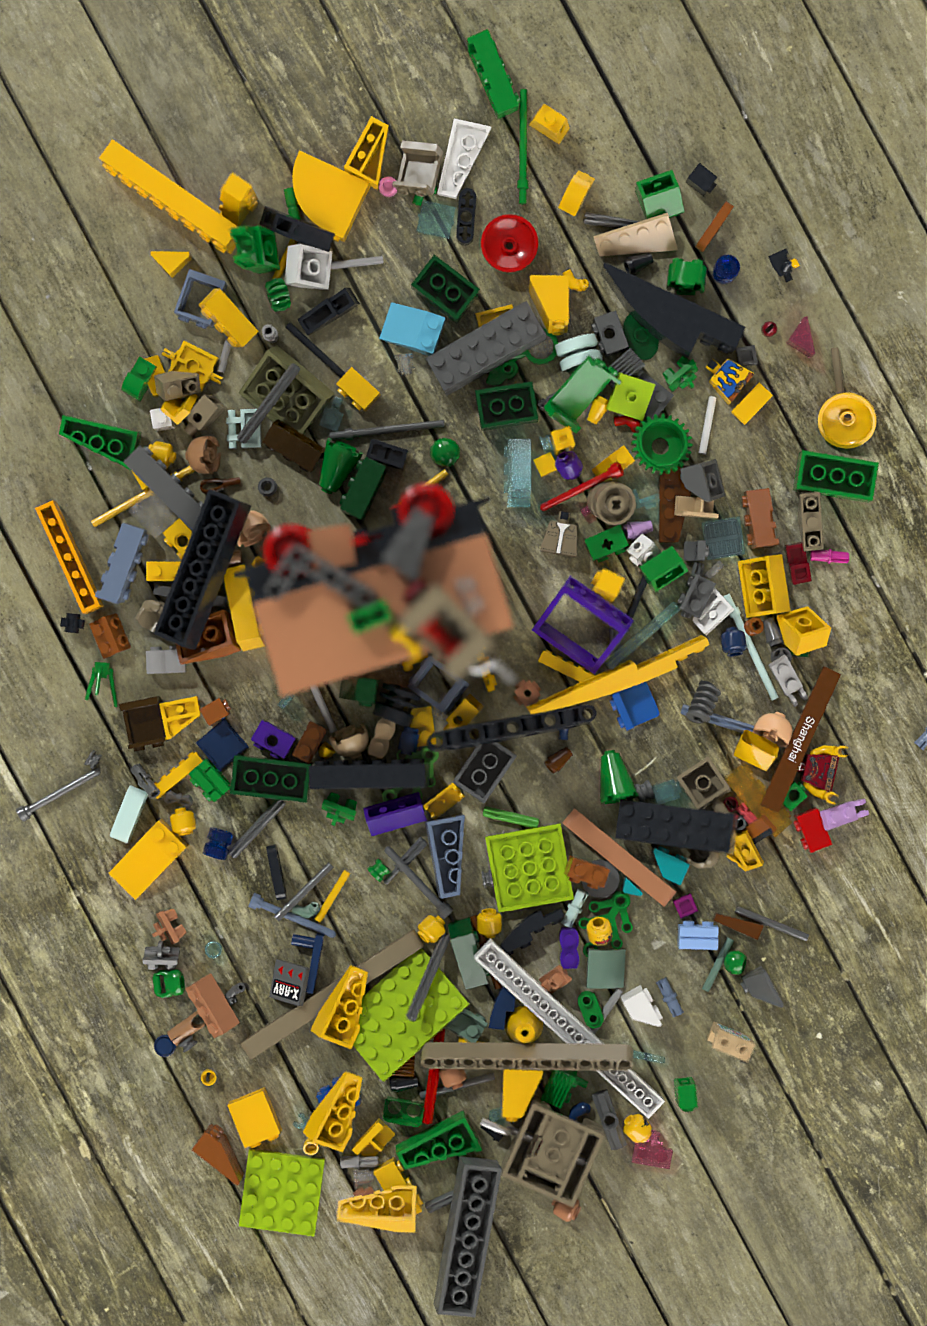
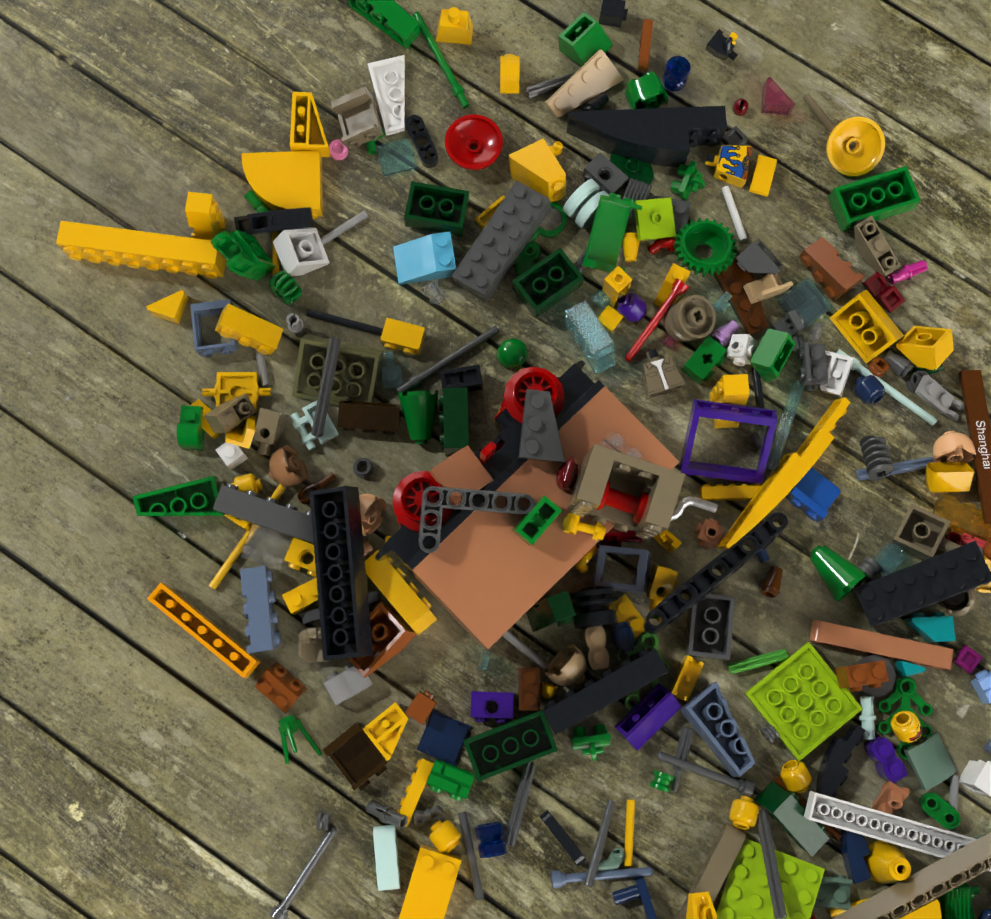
camera: 35 degrees left, 10 degrees down
(72, 623) = (237, 693): black gear -> none
(196, 847) = (470, 855): none -> dark grey bar
(328, 311) = (339, 281): black slope -> none

